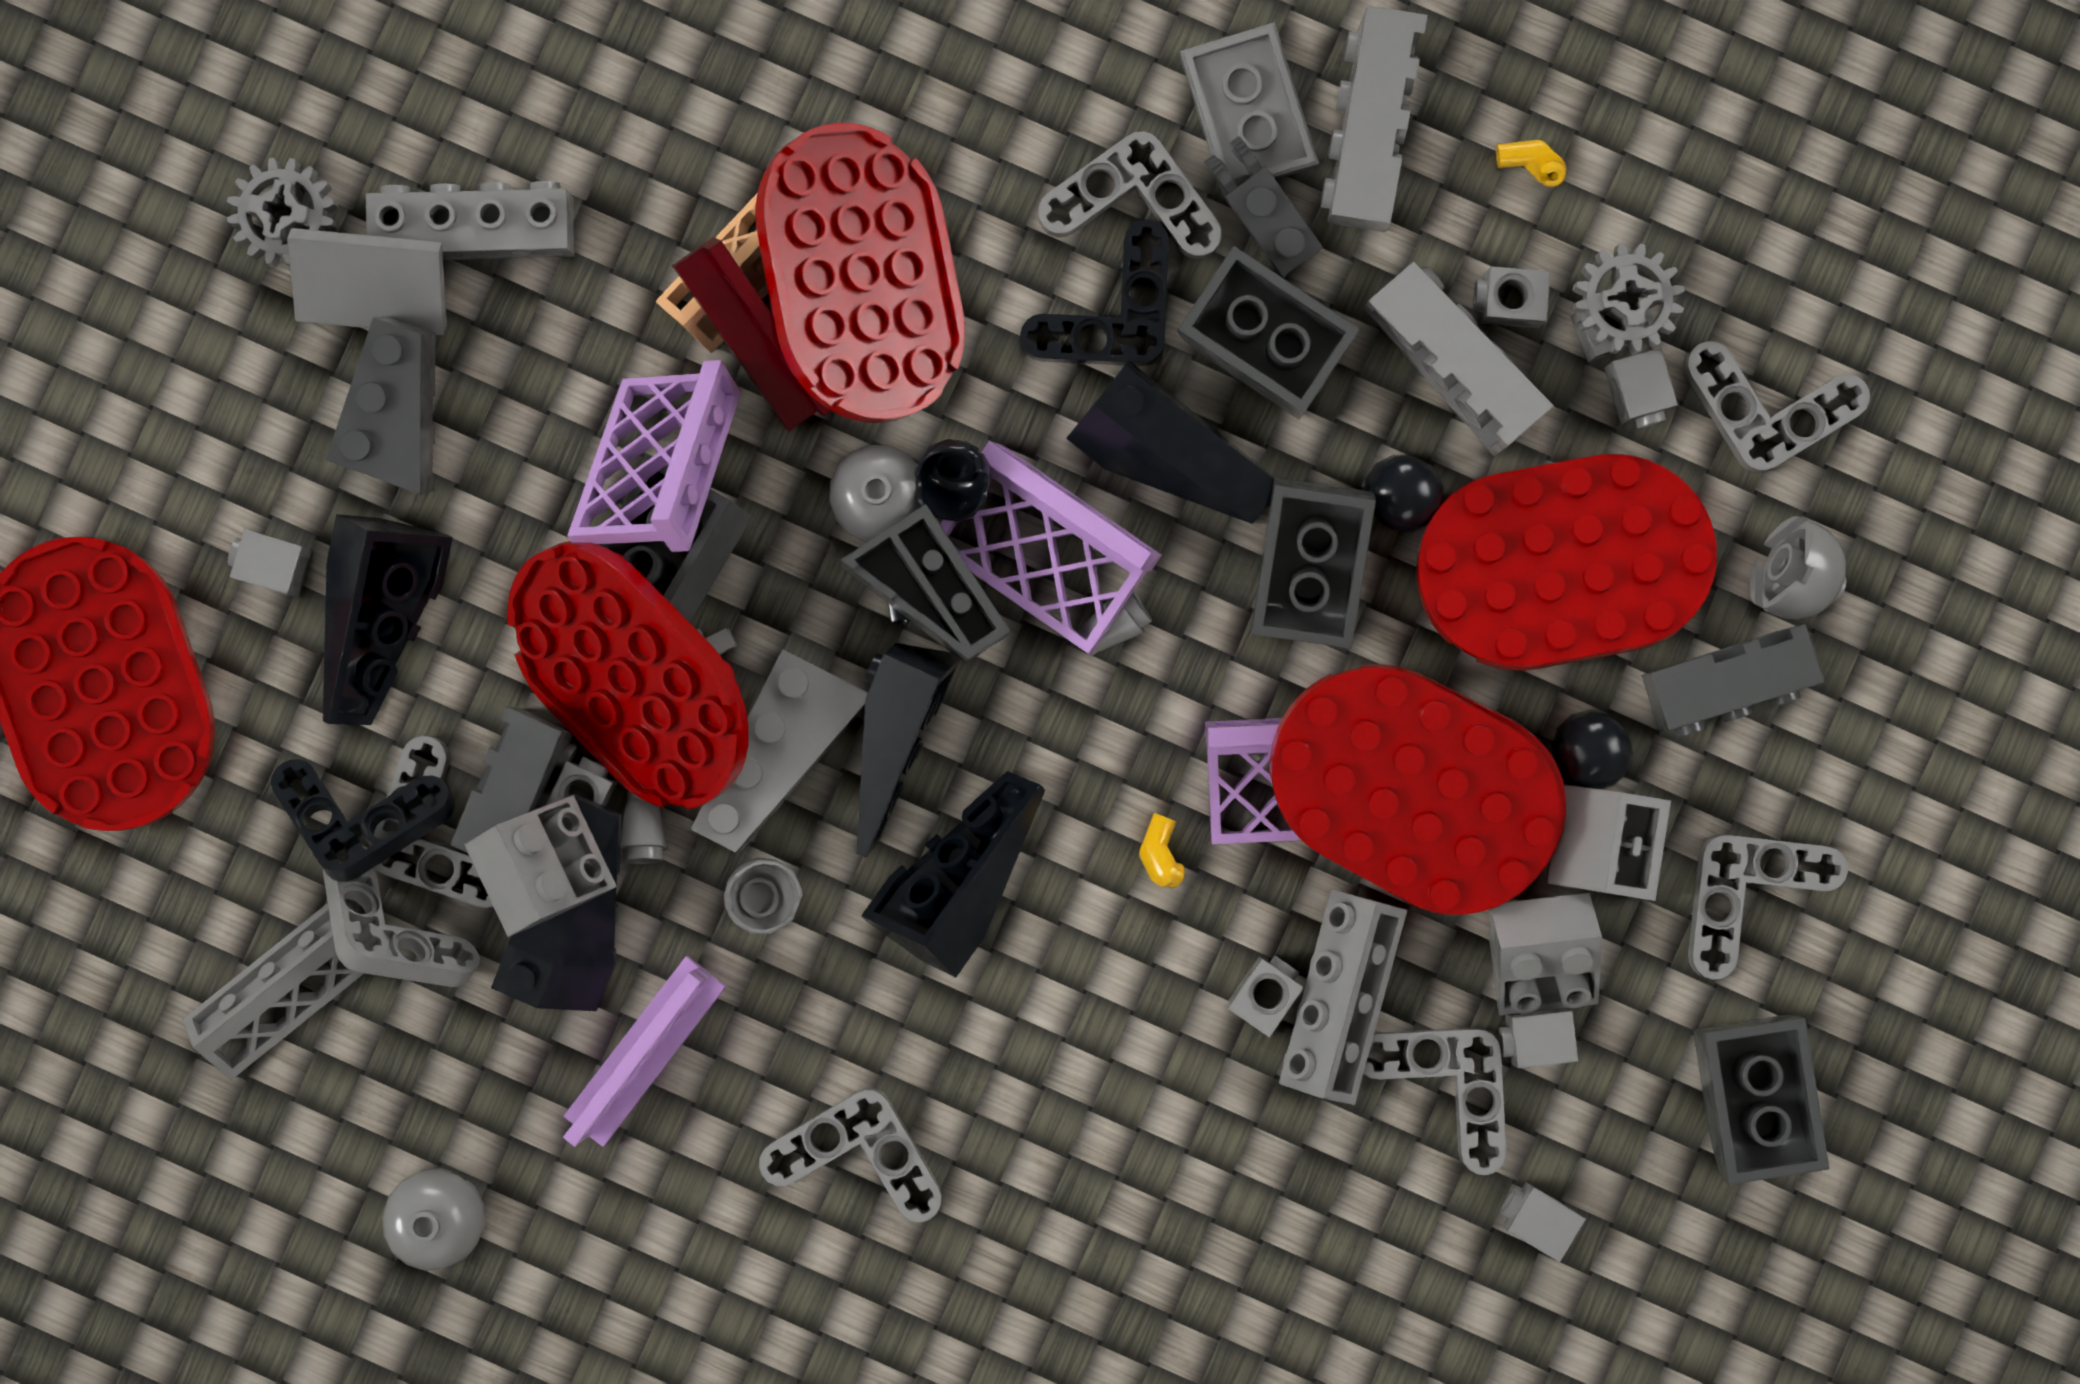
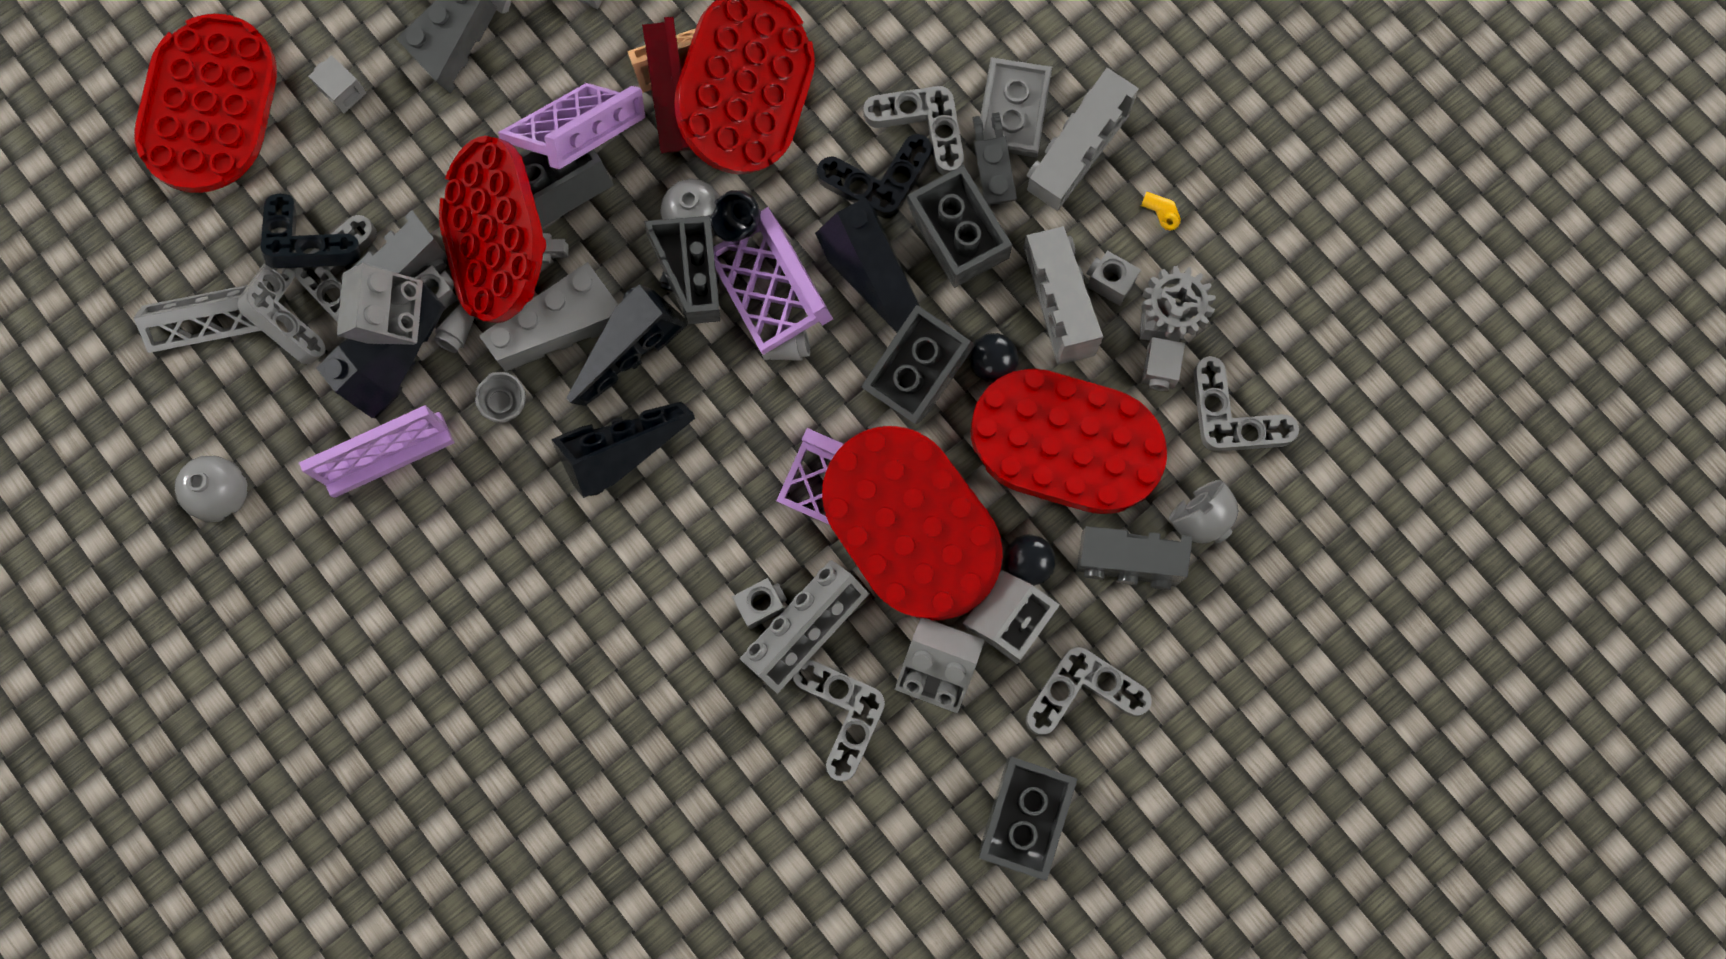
camera: 30 degrees right, 10 degrees down
(375, 594) = (381, 132): black wedge -> none
(871, 1139) = (484, 572): light grey beam -> none
(1156, 855) = (740, 491): yellow arm -> none
(1539, 1038) = (910, 712): light grey brick -> none
(1541, 1220) = (854, 825): light grey brick -> none

